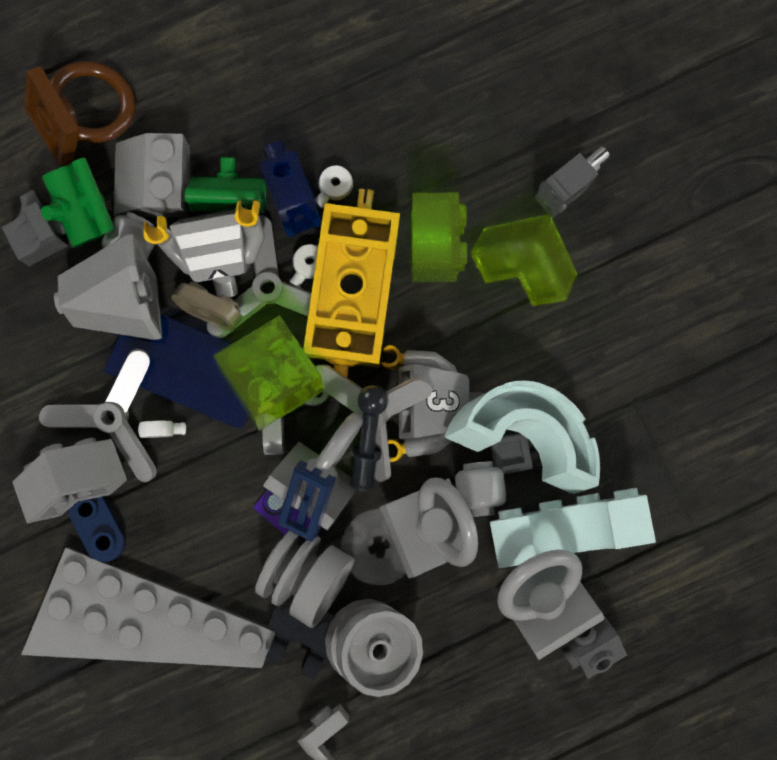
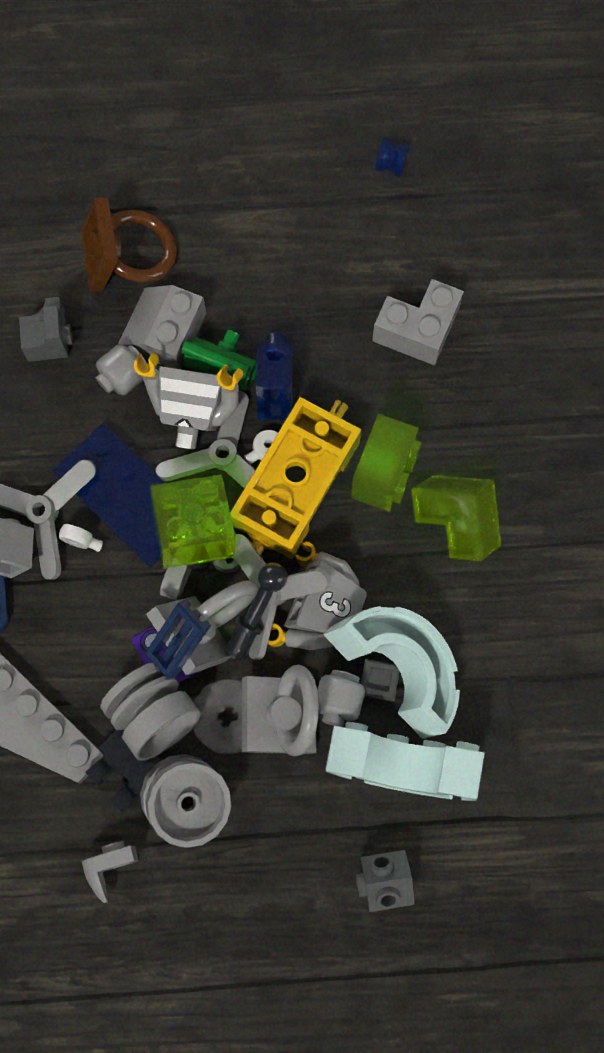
camera: 25 degrees right, 10 degrees down
(77, 203) = (90, 321): green pin -> none
(112, 292) = (88, 404): light grey slope -> none
(199, 303) = (166, 451): dark tan plate -> none
(330, 191) = (314, 396): white piece -> none
(415, 83) = (419, 330): none -> light grey brick
(548, 601) = (362, 827): light grey tile -> none
(569, 182) = (522, 461): dark grey piece -> none

